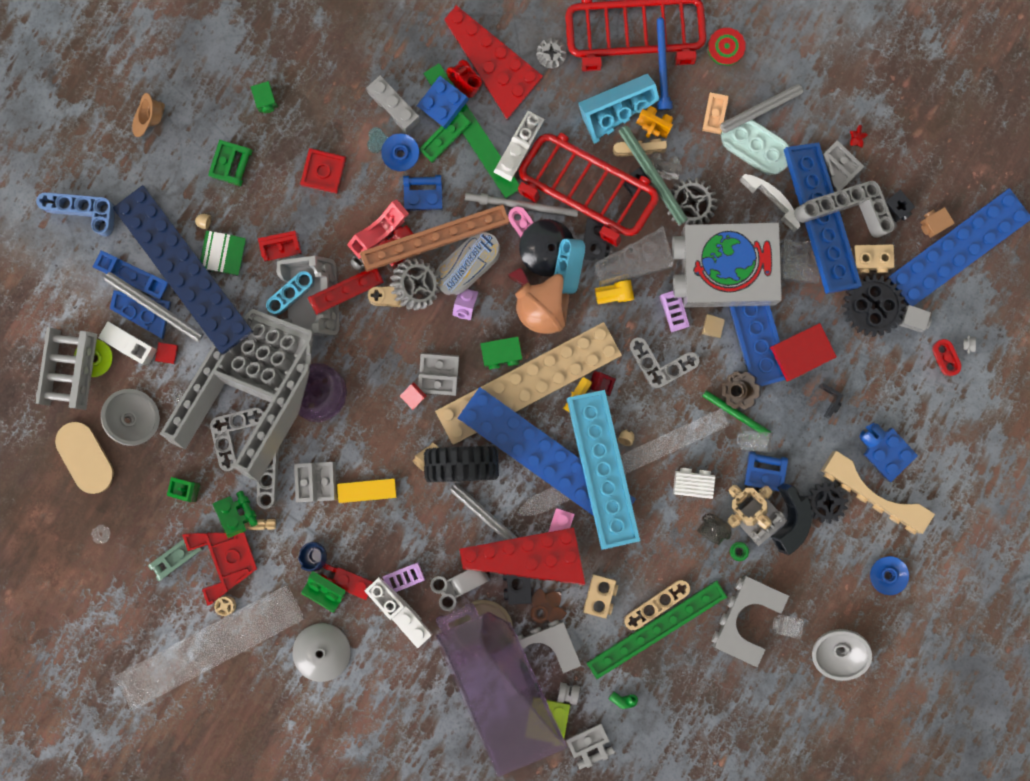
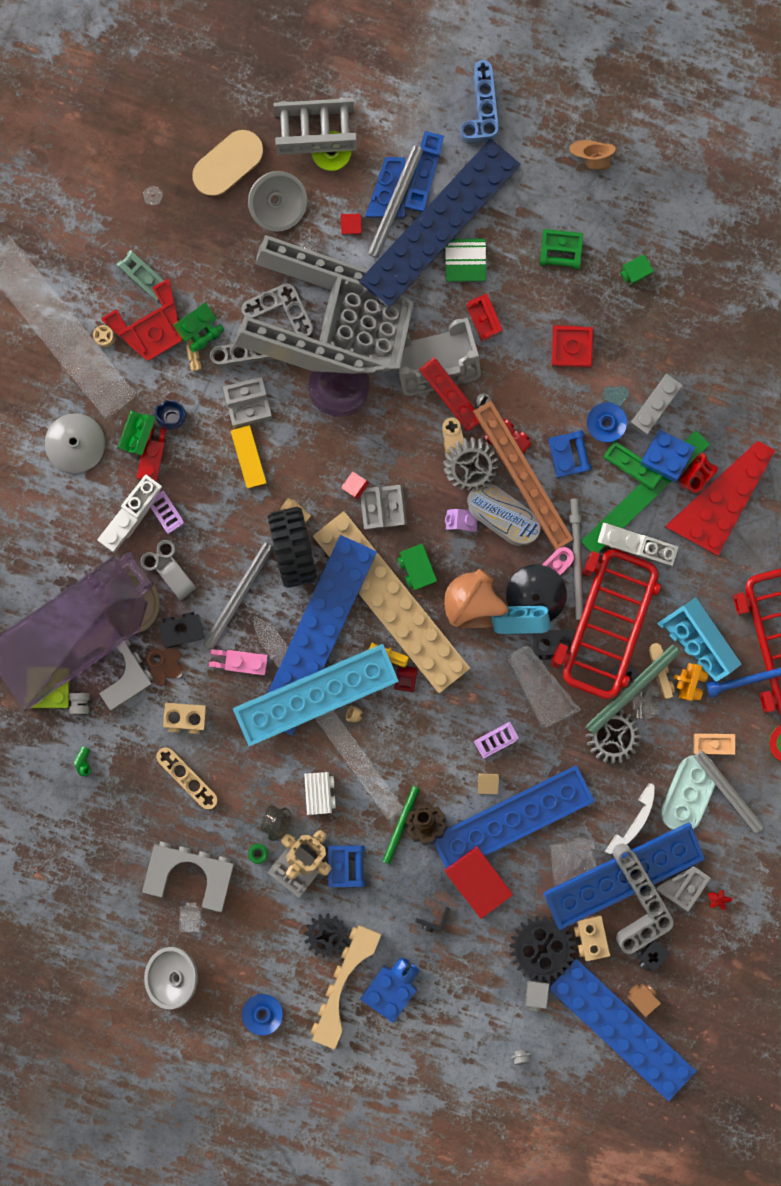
camera: 75 degrees right, 0 degrees up
(127, 344) = (352, 182): white slope -> none
(183, 489) = (214, 269): green slope -> none
(203, 221) = (495, 233): tan hinge -> none
(286, 302) = (432, 329): medium azure beam -> none
(380, 229) = (520, 416): coral arch -> none
(519, 276) = (500, 571): dark red slope -> none
(536, 556) = (213, 645): red wing -> none
(545, 59) = (740, 568): light grey gear -> none
(588, 740) = (35, 733): light grey plate -> none
(620, 292) = (504, 678): yellow piece -> none
(656, 629) = (161, 782): green tile -> none
(662, 371) = (431, 740): light grey beam -> none
(728, 265) = (552, 784): light grey brick -> none
(755, 441) = (375, 848): clear hips -> none
(798, 523) = (299, 909): black arch -> none
(948, 356) = (504, 1038): red plate -> none

